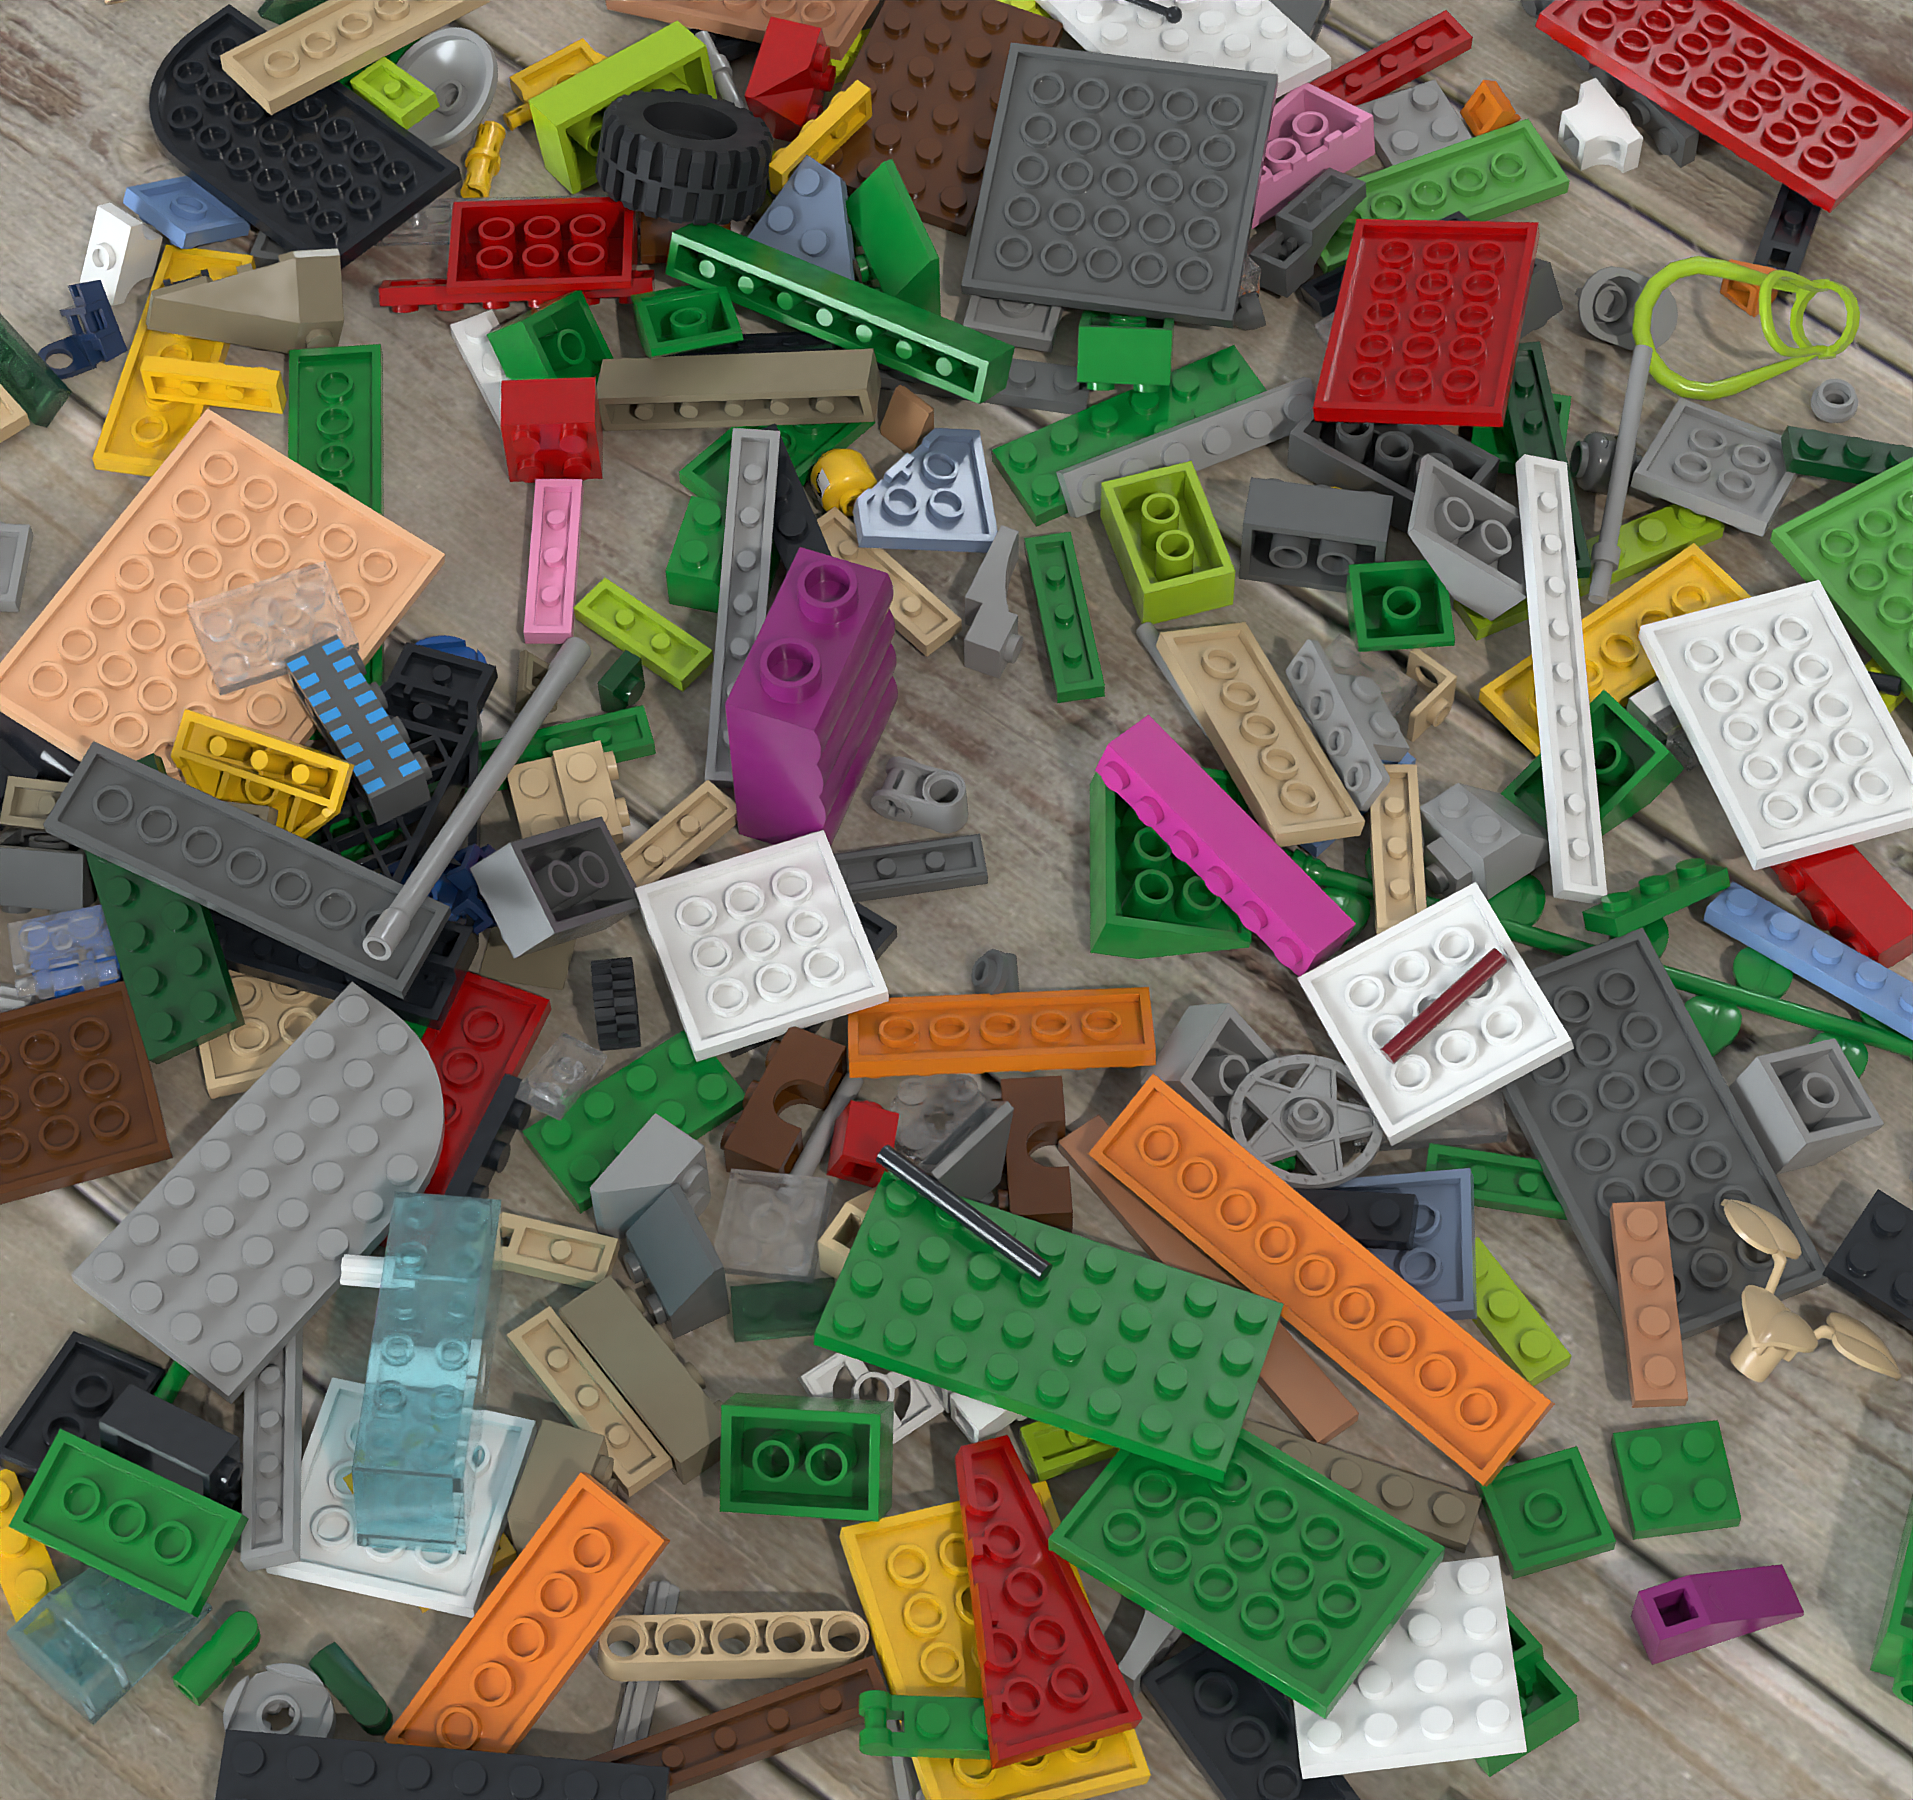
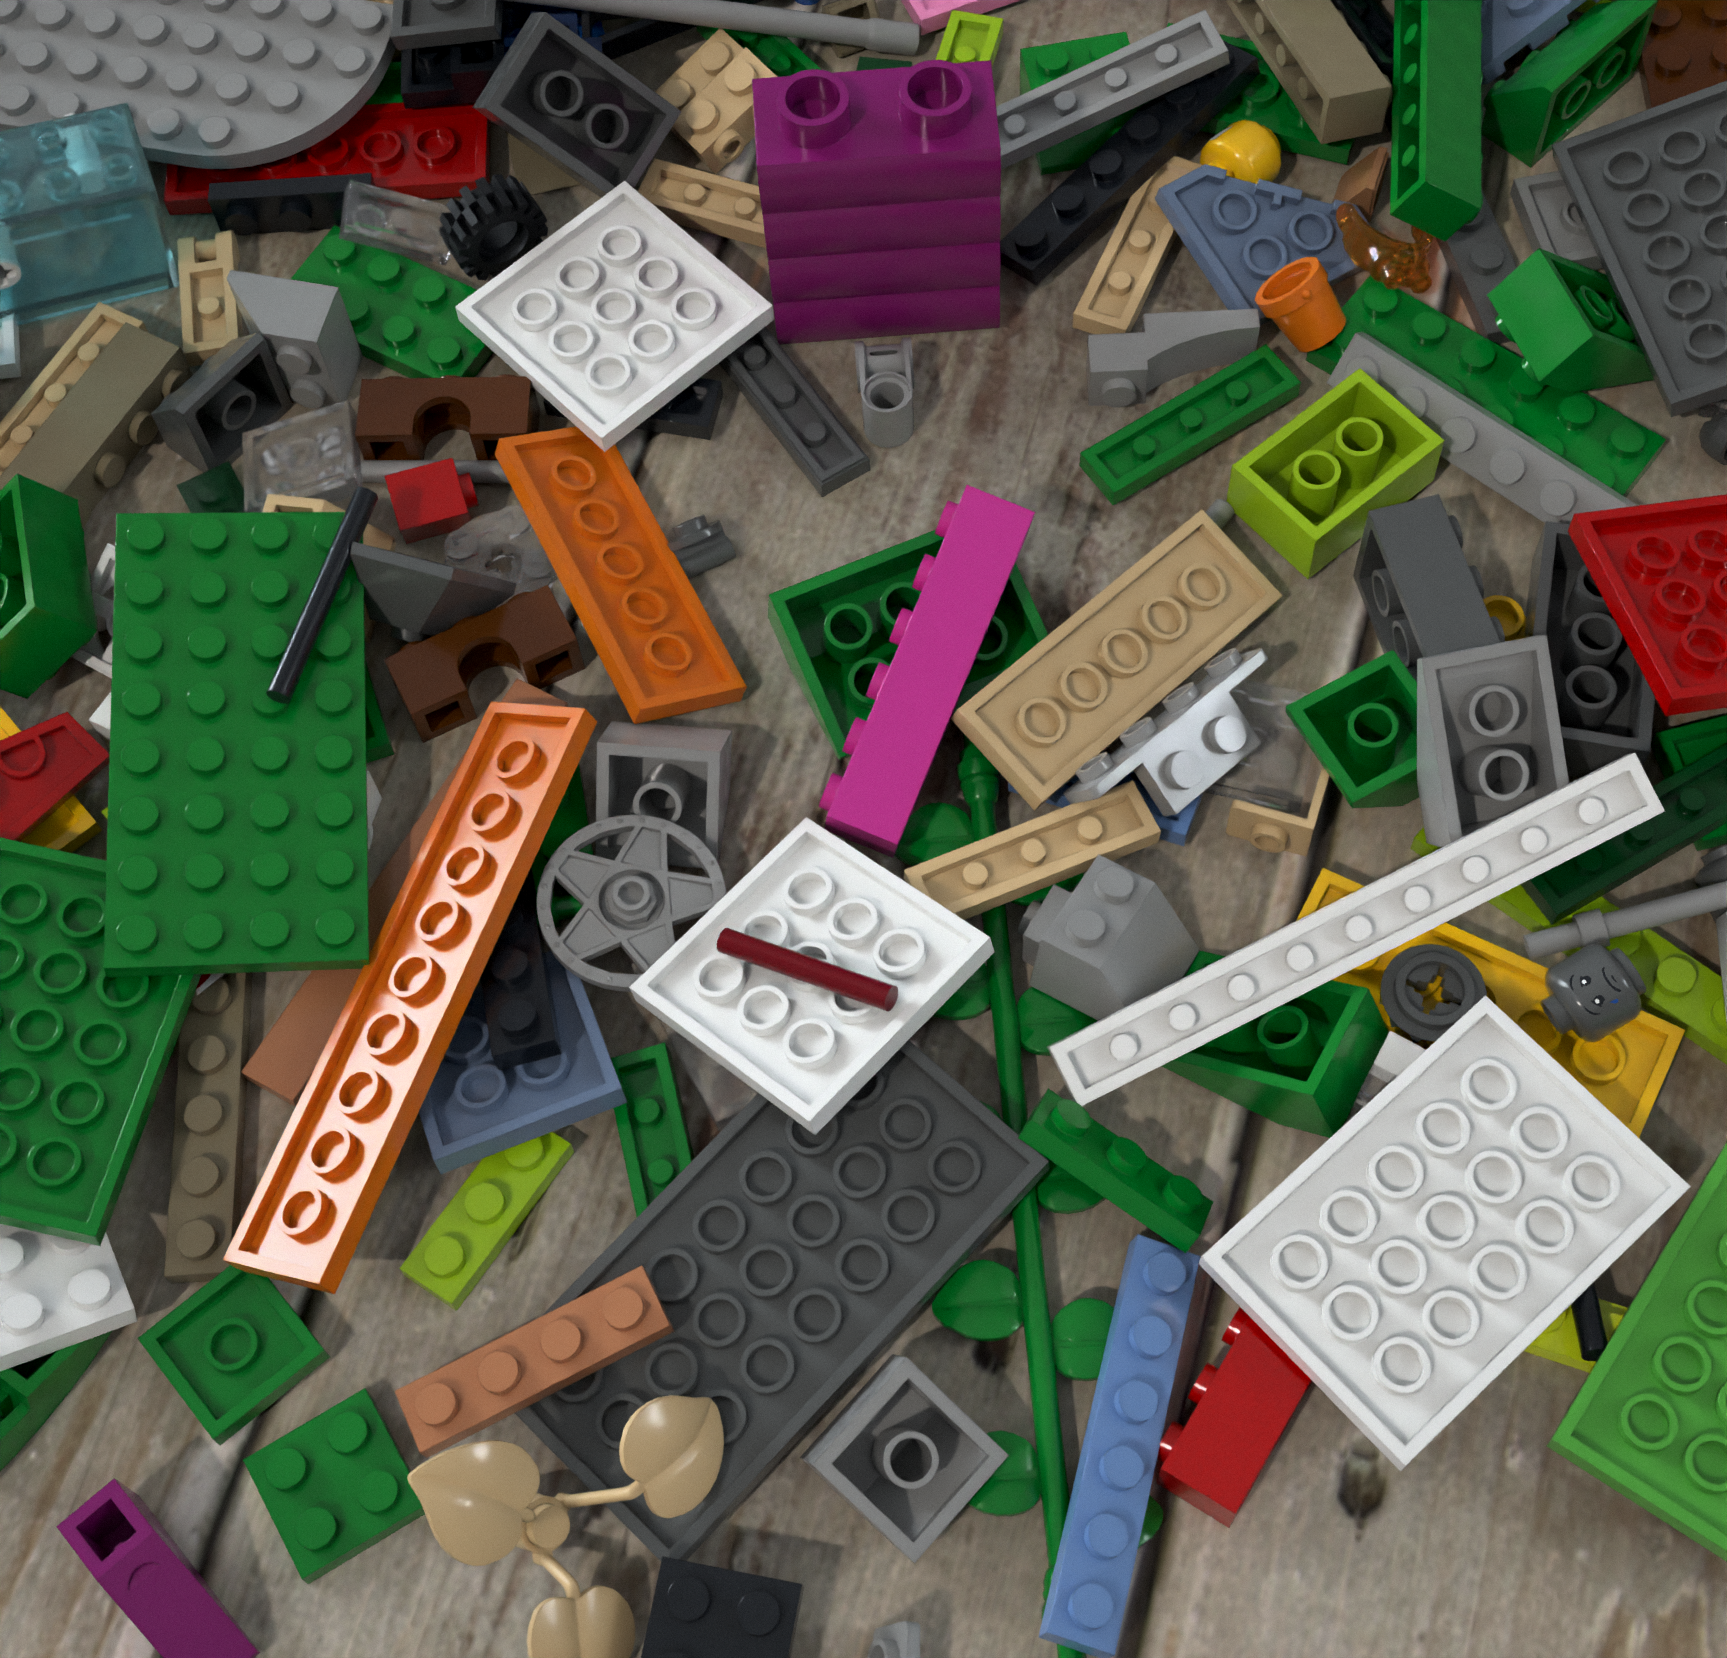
camera: 70 degrees right, 5 degrees up
(993, 431) = (1383, 257): none -> clear orange helmet
(1008, 496) = (1302, 304): none -> orange piece
(1612, 647) = (1416, 969): none -> dark grey gear
(1657, 572) = (1593, 992): none -> dark grey head

